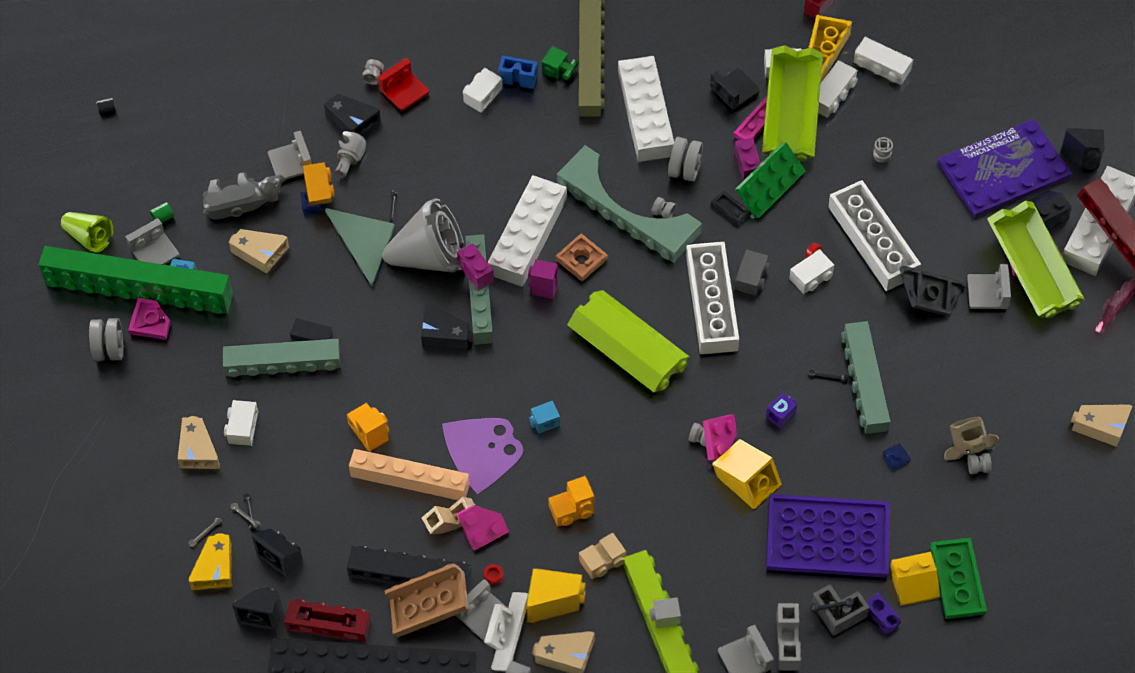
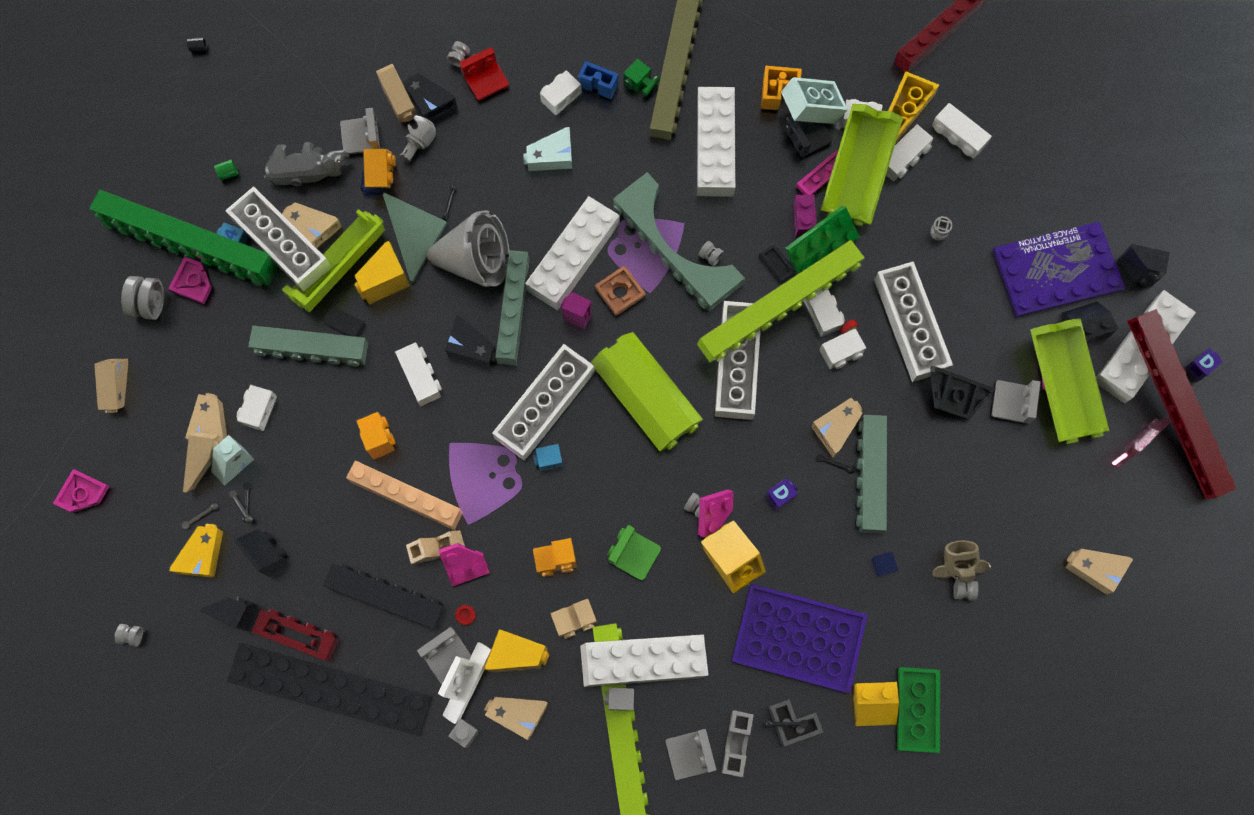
camera: 10 degrees right, 15 degrees up
(79, 530) = (80, 492): none -> dark pink plate
(88, 229) = (151, 176): lime cone -> none
(90, 425) = (111, 384): none -> tan slope
(152, 244) = (208, 203): light grey bracket -> none
(157, 650) = (129, 635): none -> light grey wheel
(198, 470) = (198, 458): none -> tan slope
(227, 470) = (229, 459): none -> light aqua slope
(248, 273) = (278, 239): none -> white brick
(293, 275) = (342, 257): none -> lime panel
(319, 116) = (396, 93): none -> tan slope
(343, 280) = (381, 276): none -> yellow slope
(398, 364) = (419, 373): none -> white brick
(427, 599) = (393, 638): medium nougat bracket -> none
(475, 266) = (510, 289): magenta brick -> none
(484, 145) = (550, 152): none -> light aqua slope
(529, 367) = (544, 402): none -> white brick
(597, 229) = (641, 262): none -> medium lavender piece
(647, 488) = (633, 553): none -> bright green bracket
(681, 575) = (643, 660): none -> white brick
(689, 160) = (743, 205): light grey wheel -> none
(696, 45) = (774, 82): none -> light orange brick
(734, 54) = (814, 100): none -> light aqua brick
(741, 235) = (779, 301): none -> lime brick
(751, 272) = (782, 338): dark grey brick -> none
(781, 236) = (825, 313): none -> white brick
(821, 340) = (837, 425): none -> tan slope
(883, 614) = (835, 734): dark purple leg -> none

